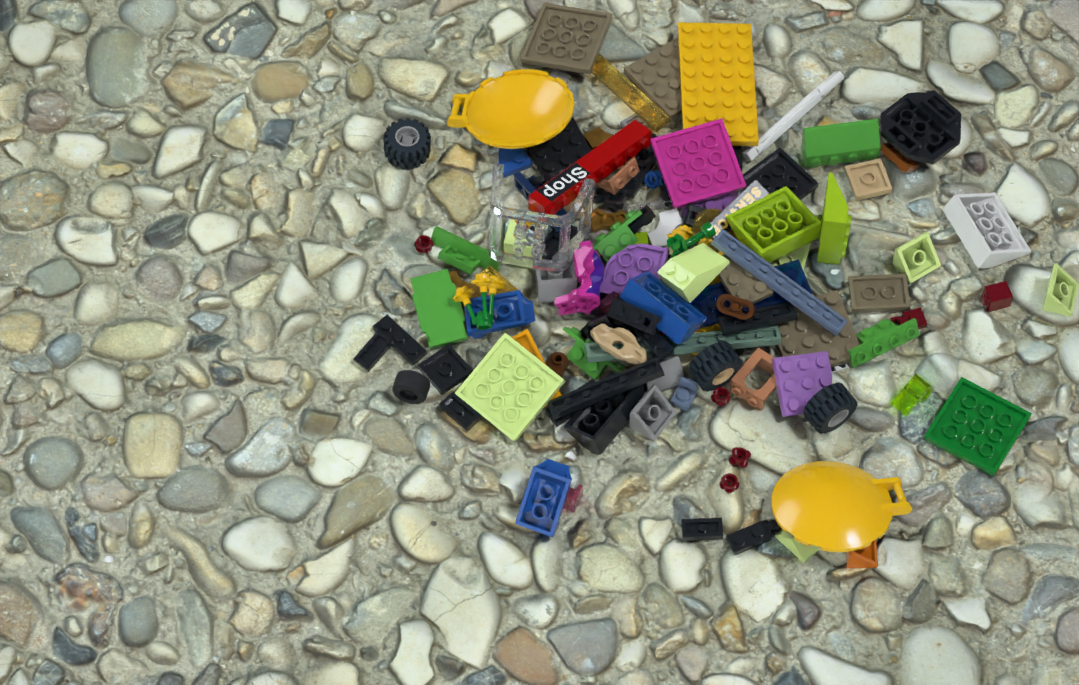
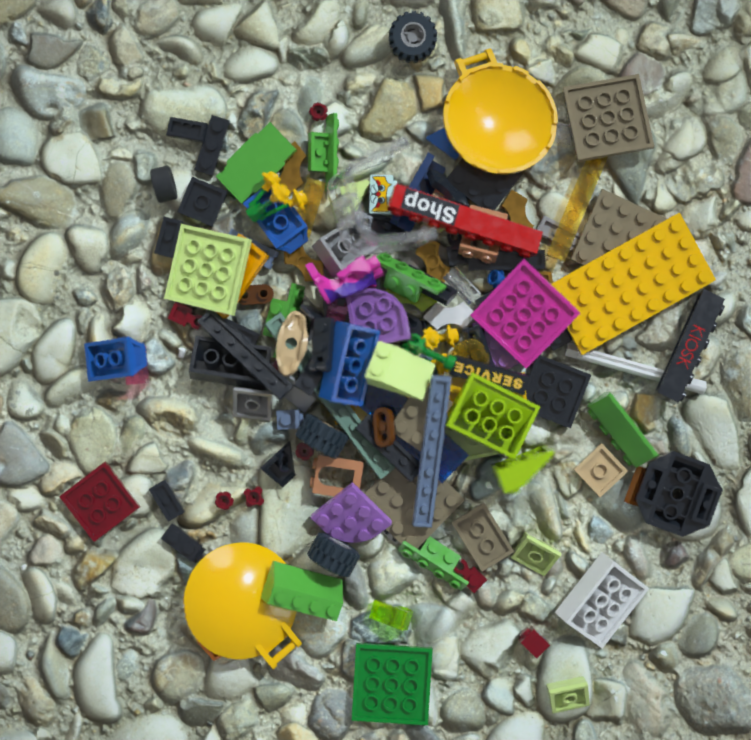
camera: 65 degrees right, 30 degrees up
(539, 433) = (182, 315): none -> dark red plate
(548, 319) = (300, 259): none -> pearl gold tile
(670, 586) = (99, 501): none -> dark red plate
(723, 424) = (281, 466): none -> black slope
(797, 65) = (689, 347): none -> black brick
(852, 448) = (303, 591): none -> bright green slope

